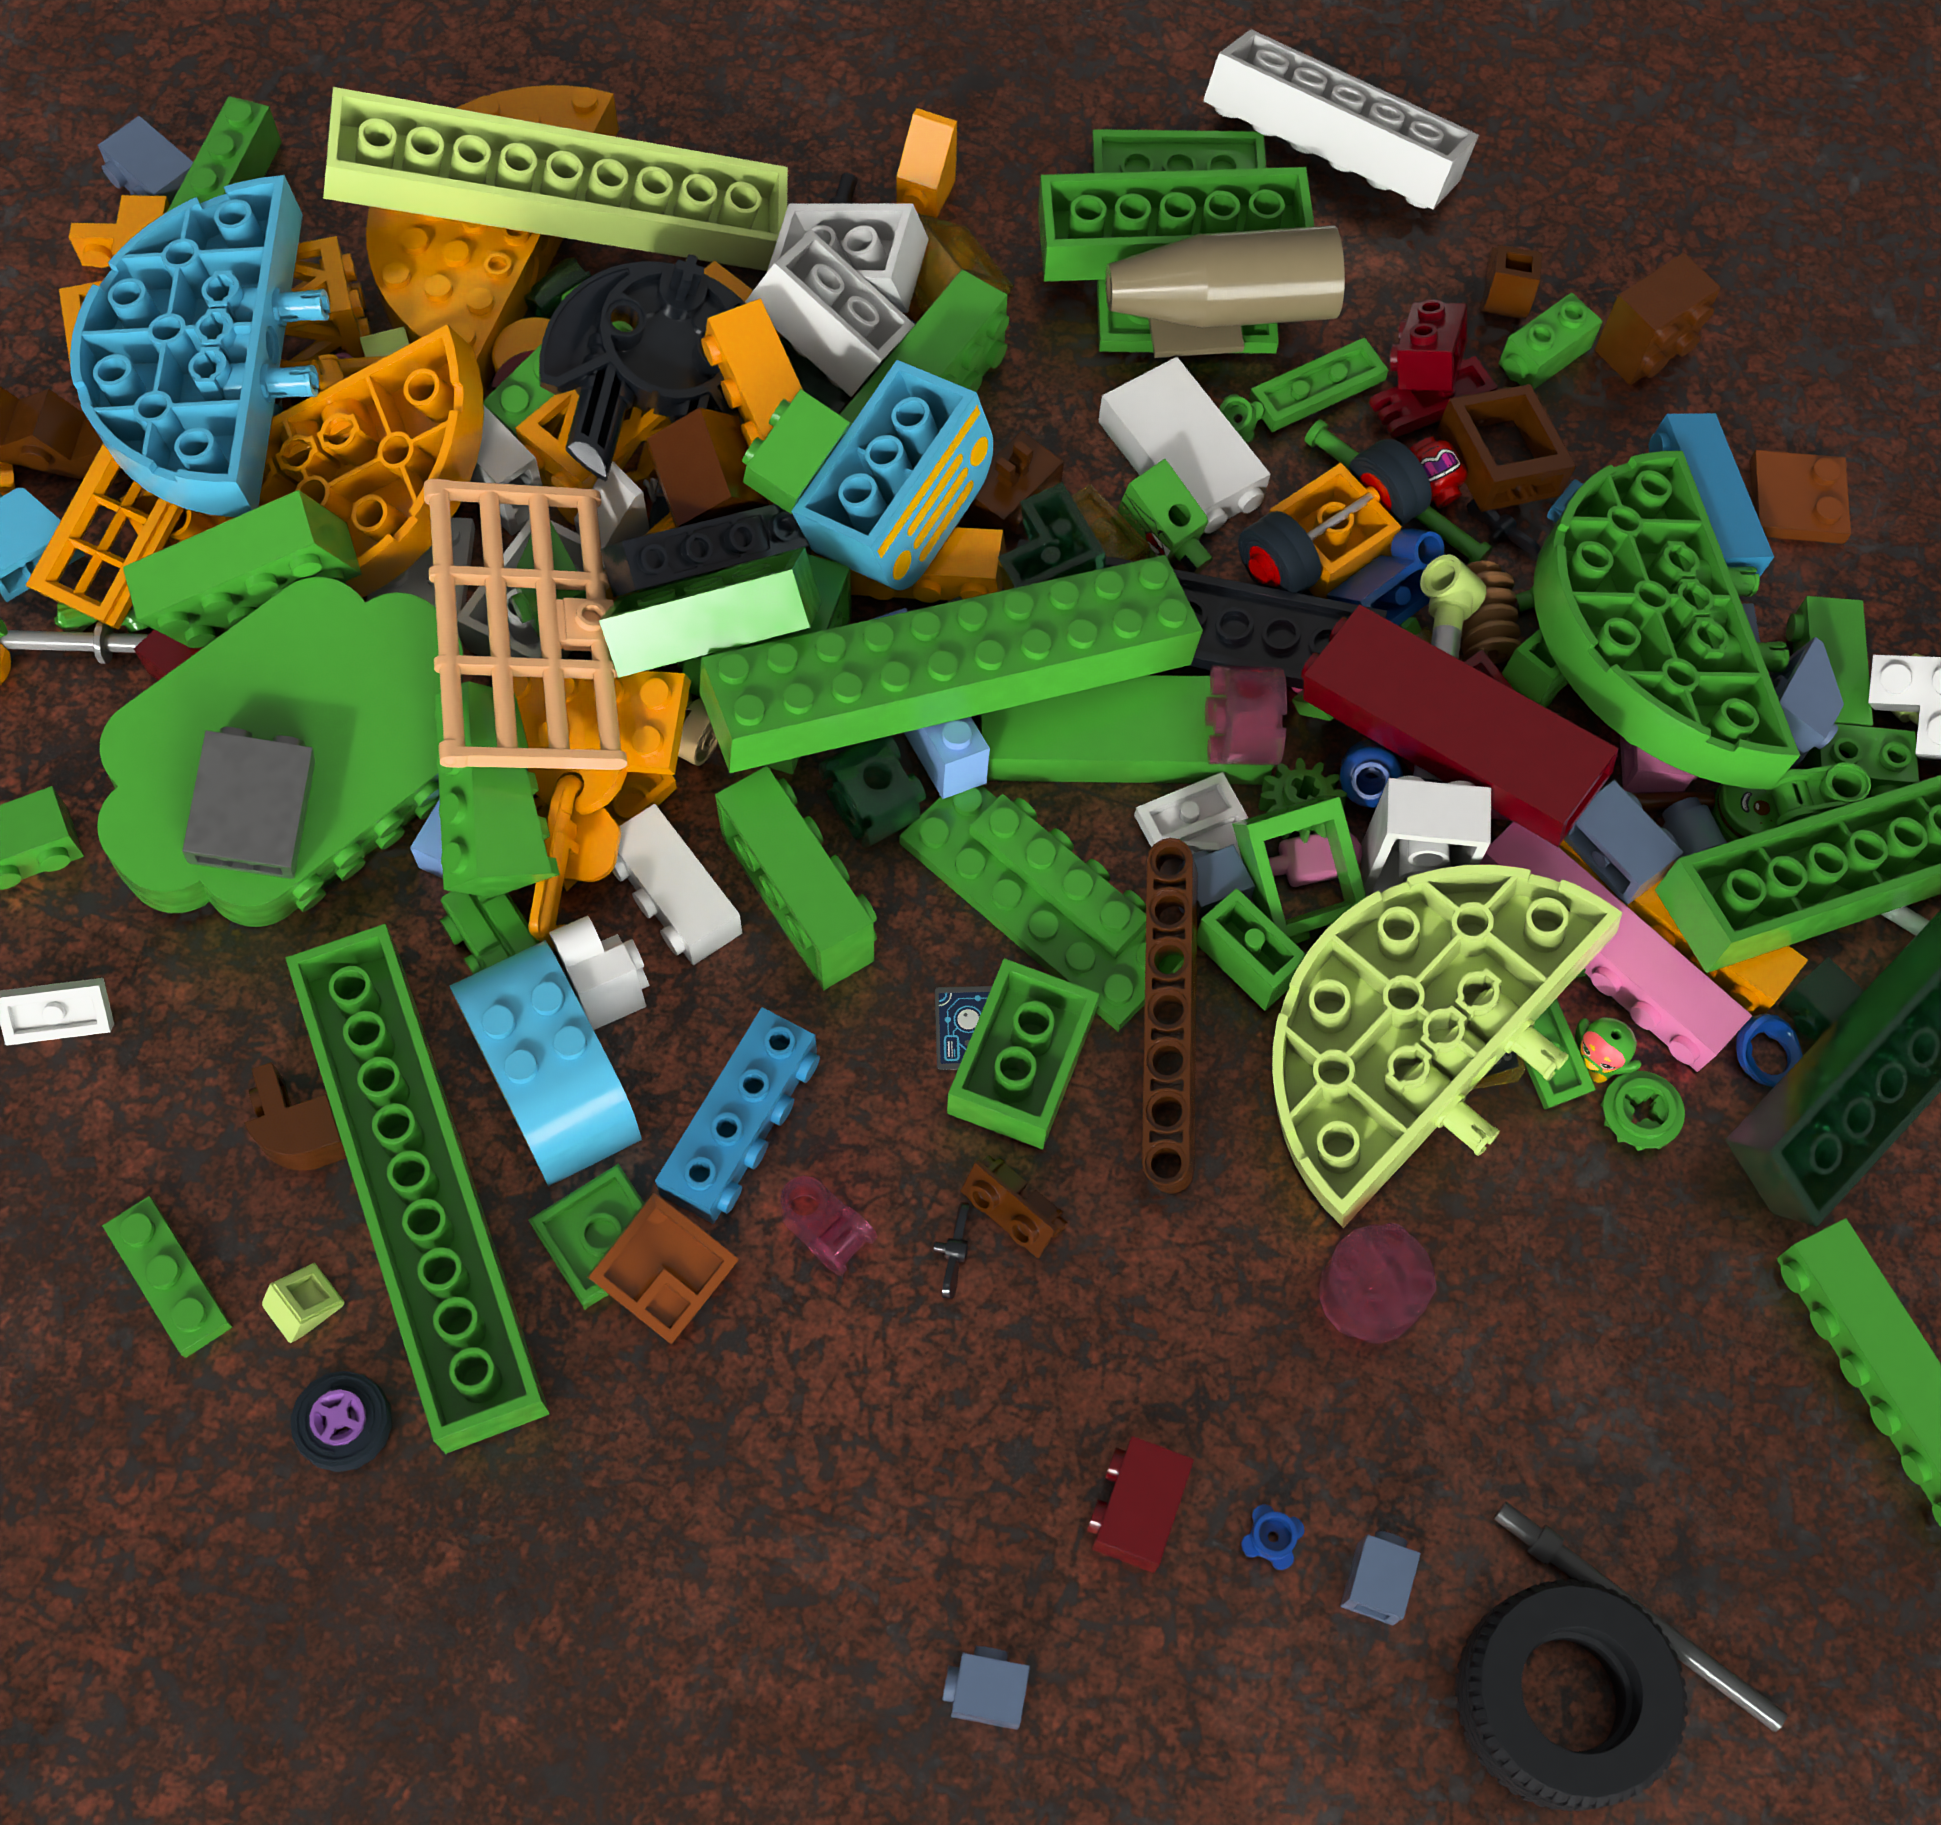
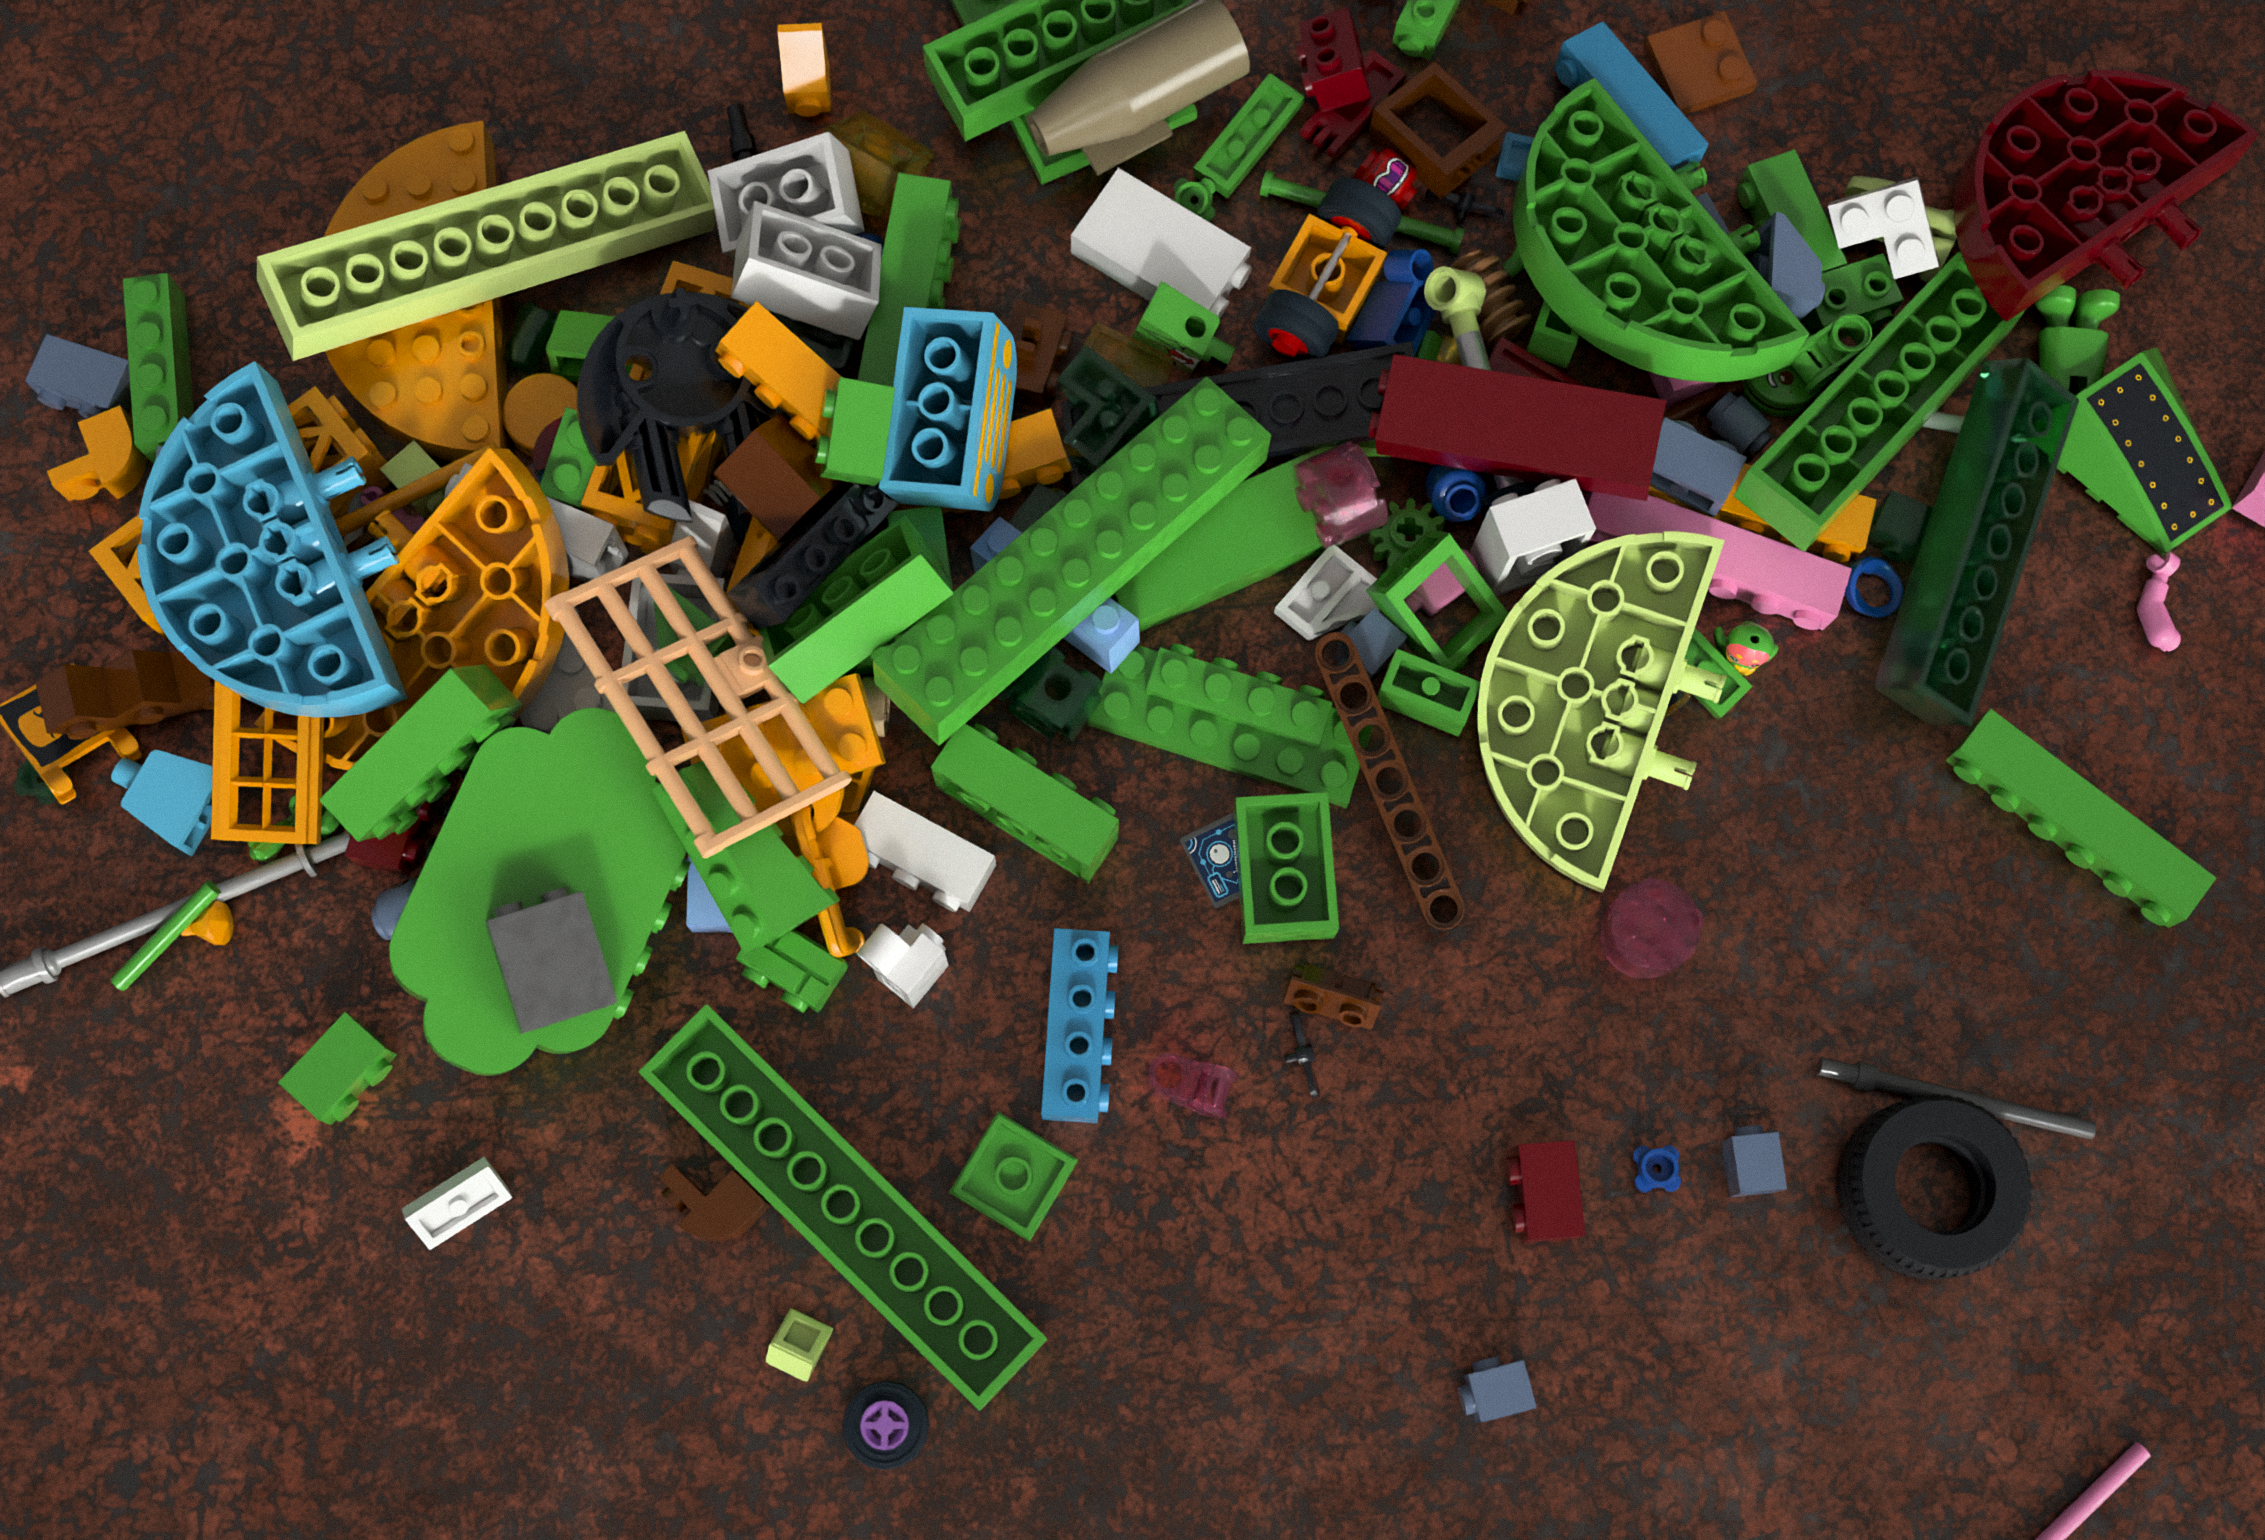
camera: 25 degrees left, 10 degrees up
(167, 1277) = (676, 1376): bright green plate -> none
(547, 1062) = (899, 1055): medium azure brick -> none
(662, 1267) = (1080, 1181): dark orange plate -> none
(1666, 1110) = (1811, 675): bright green gear -> none

